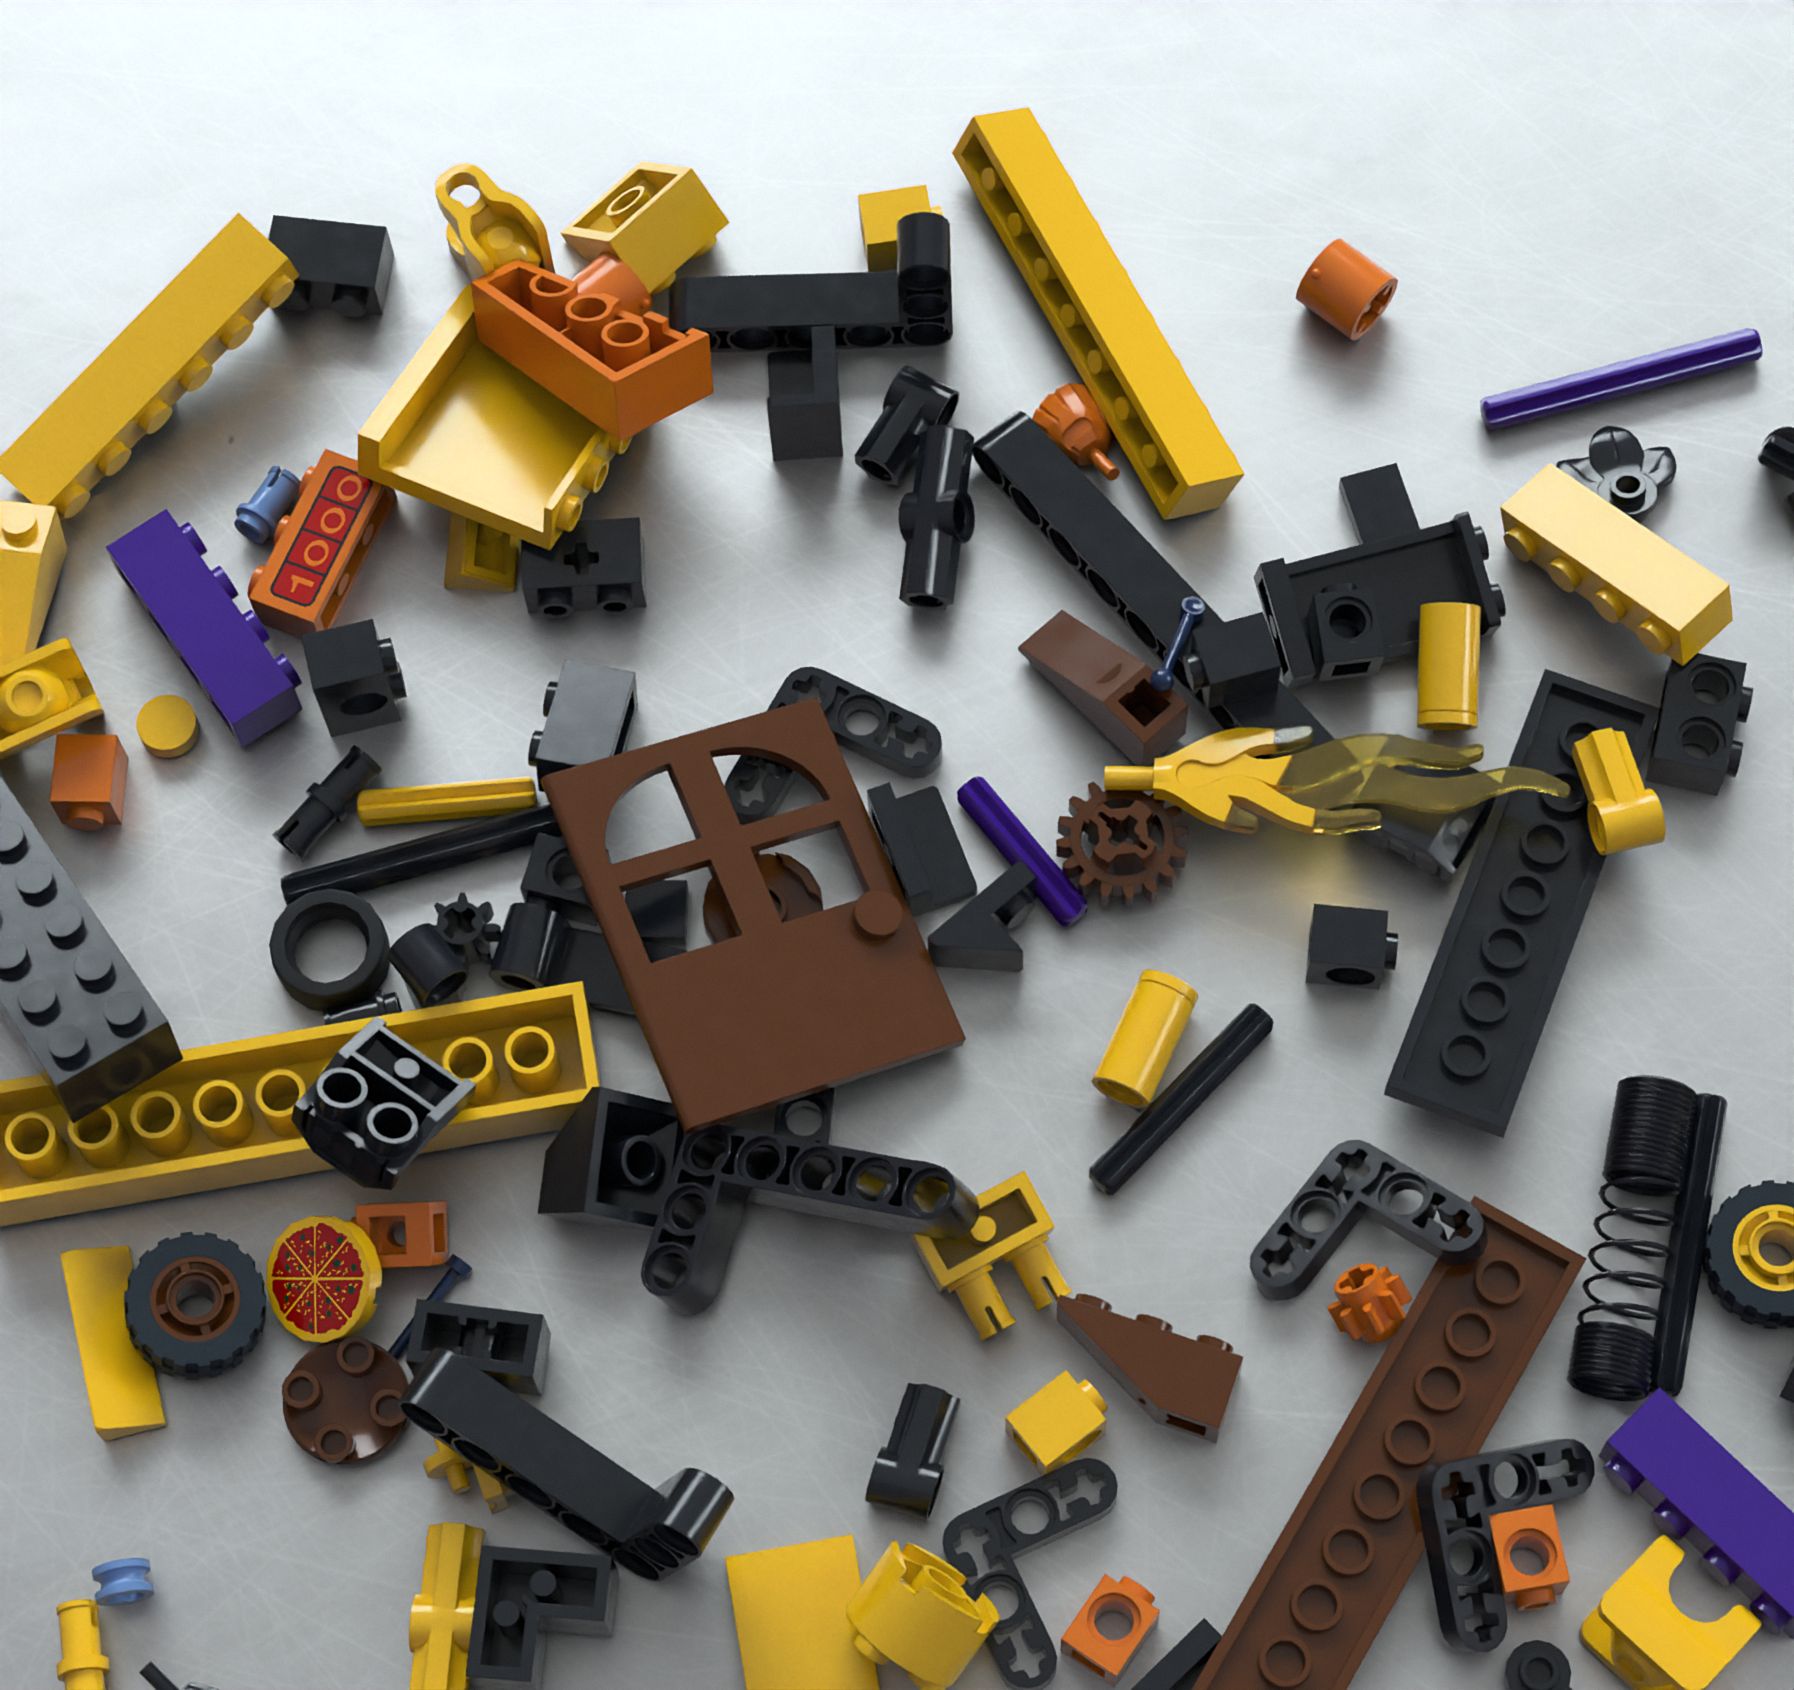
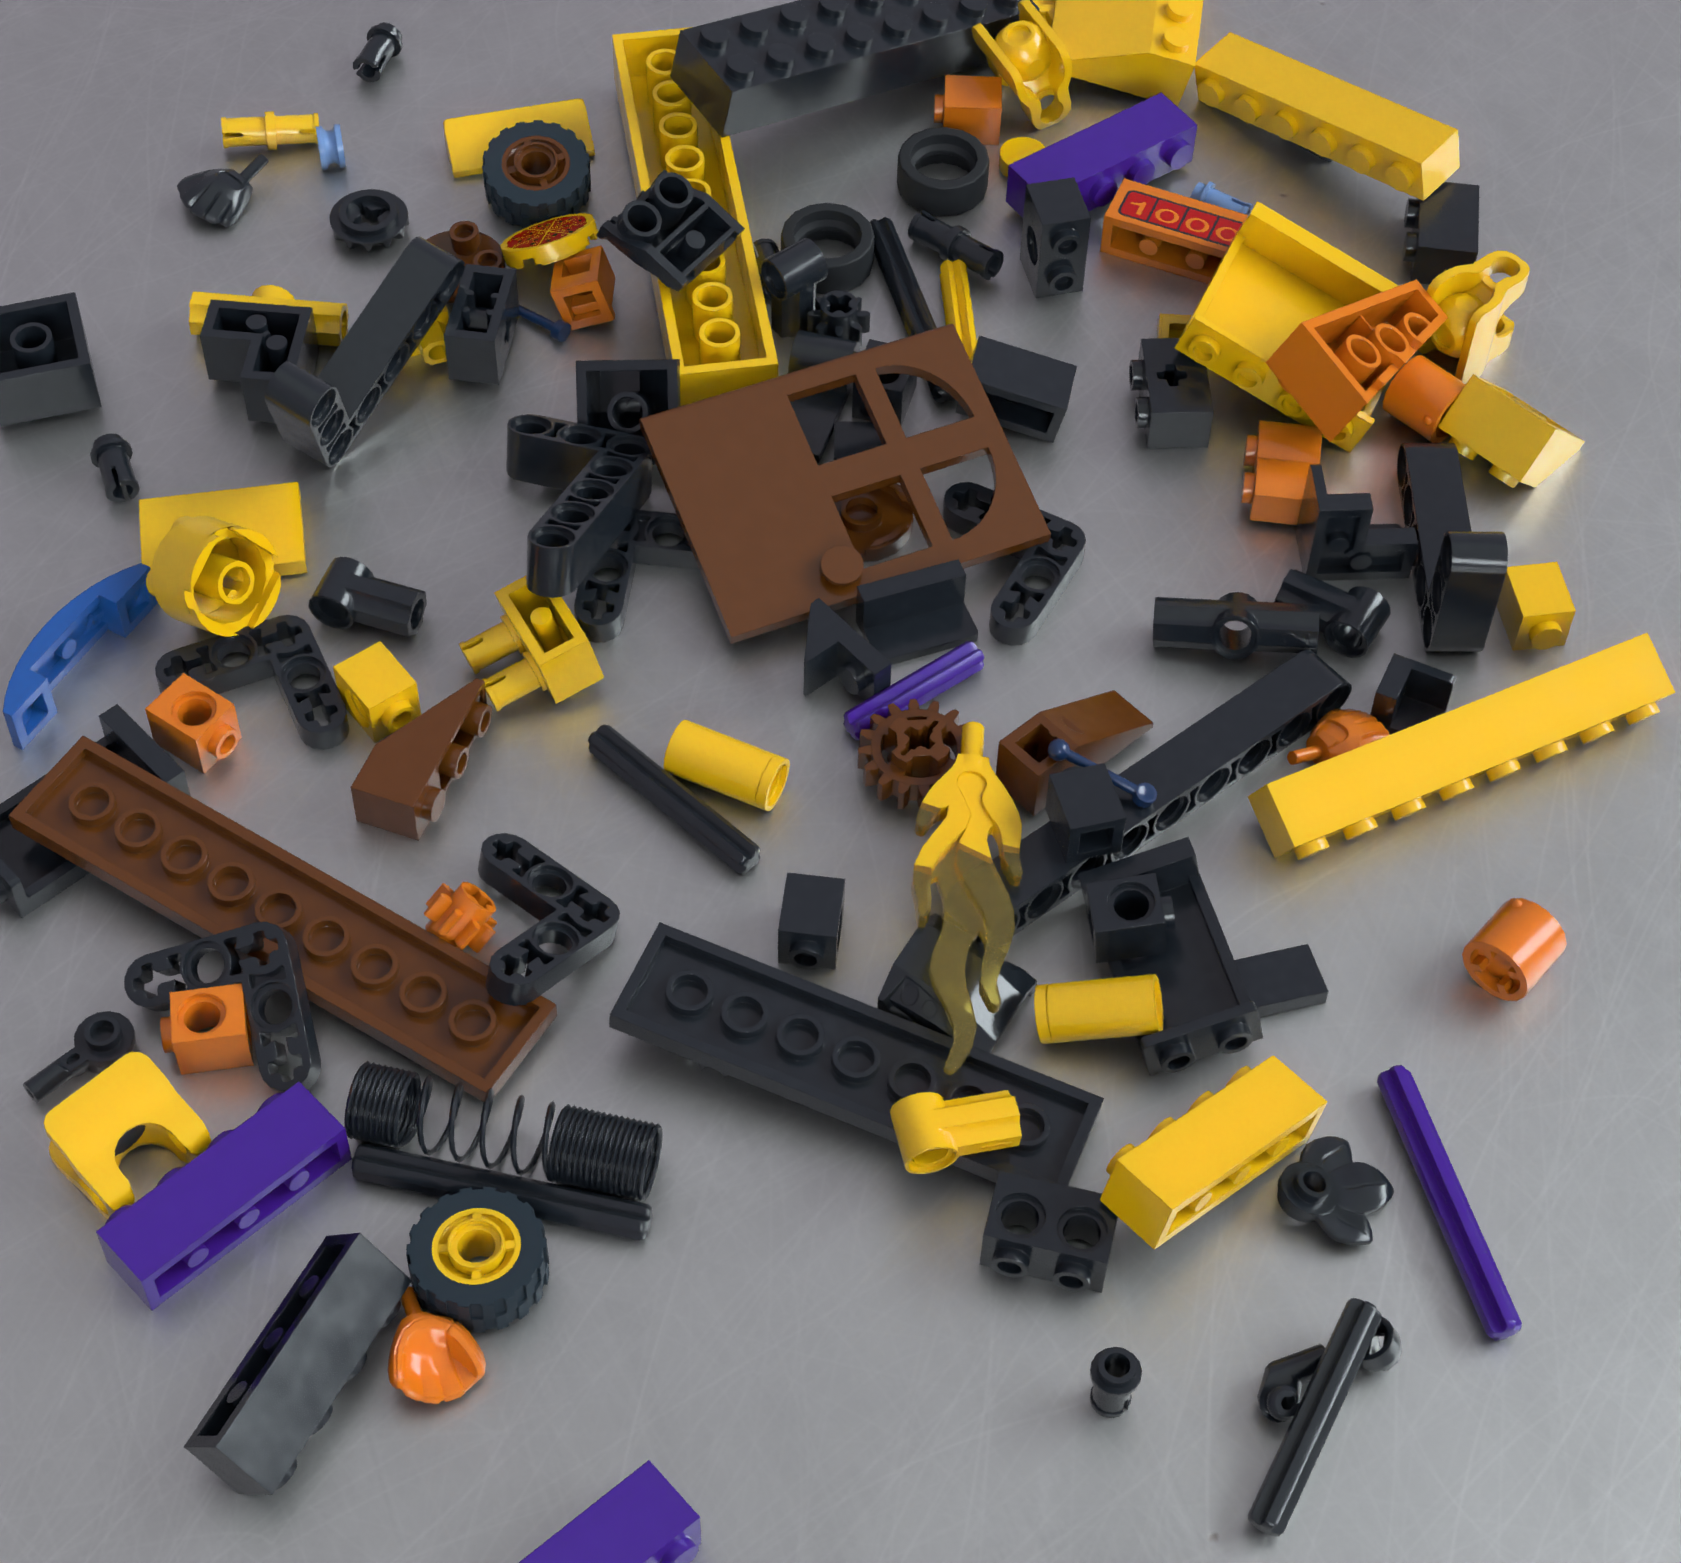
camera: 85 degrees right, 15 degrees down
(176, 778) = (947, 147): none -> black tyre
(226, 1517) = (373, 205): none -> black gear
(708, 459) = (1280, 469): none -> orange brick
(1025, 362) = (1411, 694): none -> black panel

